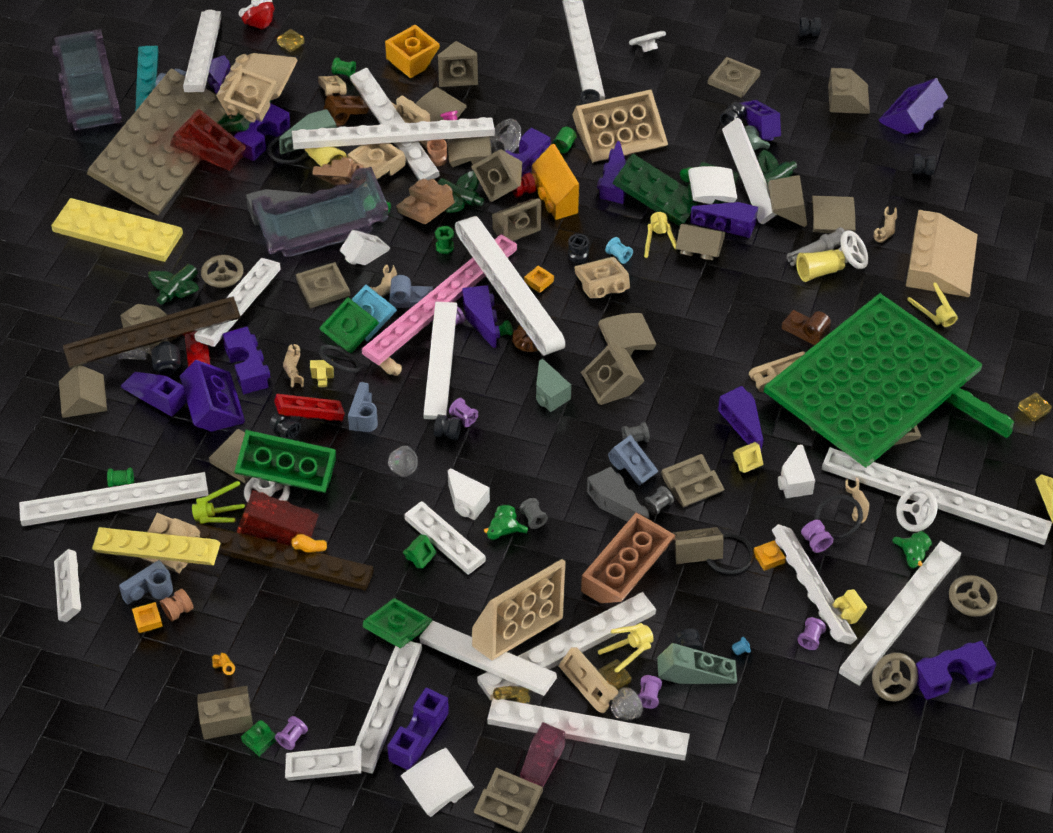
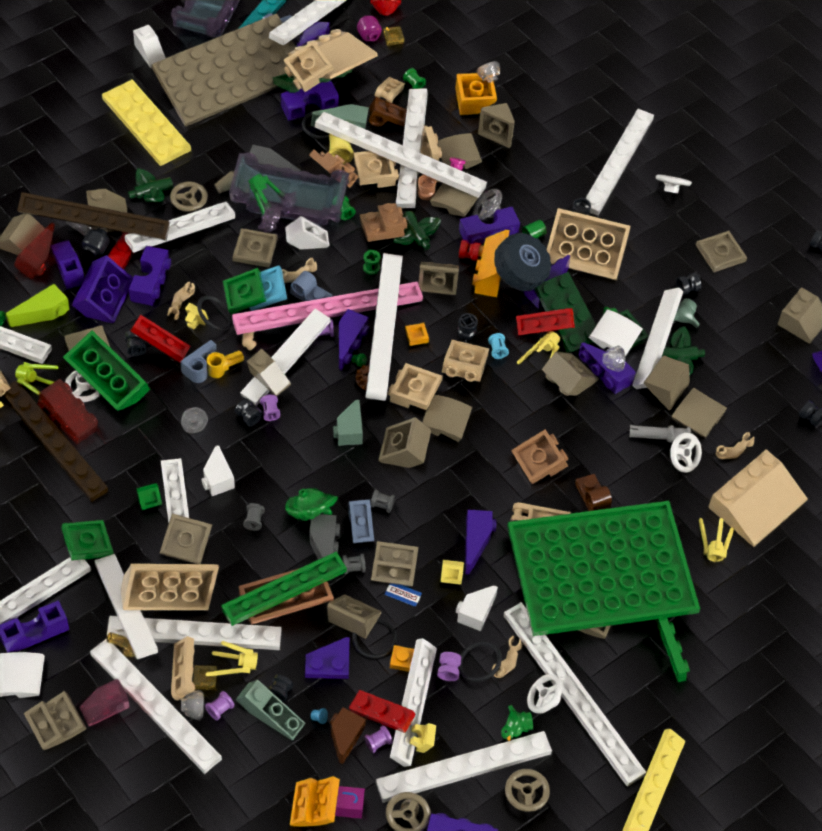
camera: 30 degrees right, 5 degrees up
(61, 160) = (148, 45): none -> white slope
(118, 399) = (34, 256): none -> clear red slope
(163, 445) = (39, 308): none -> lime slope
(208, 141) = (257, 86): clear red wedge -> none
(248, 240) = (225, 183): none -> dark tan cone
(262, 43) = (369, 28): none -> magenta head
(308, 544) = (74, 443): light orange arm -> none
(326, 236) = (272, 214): none -> plant
(385, 397) = (222, 363): none -> yellow axle
(416, 22) = (489, 71): none -> clear cone
(440, 380) = (268, 372): none -> dark tan slope
(489, 567) = (185, 539): none -> dark tan tile
(498, 174) = (451, 231): dark tan slope -> none
(504, 523) = (226, 511): green animal -> none
(579, 470) = (310, 504): none -> green piece
(580, 322) = (414, 387): none -> tan plate
(591, 162) = (522, 261): none -> black wheel
(627, 551) = (283, 588): none -> green plate
(646, 206) = (545, 321): none -> red plate
(709, 596) = (329, 661): none -> dark purple wing
(720, 502) = (403, 594): none -> sticker
(735, 202) = (614, 358): none -> clear cone
(738, 320) = (540, 456): none -> medium nougat plate
(763, 118) = (708, 299): dark purple slope -> none
(780, 645) = (346, 731): none -> reddish brown slope
(797, 606) = (382, 711): none -> red plate
(807, 719) = (314, 802): none -> light orange slope
(819, 263) = (648, 448): light yellow plant -> none
(835, 700) = (350, 802): none -> magenta brick
(1034, 406) = (721, 670): clear yellow plate -> none

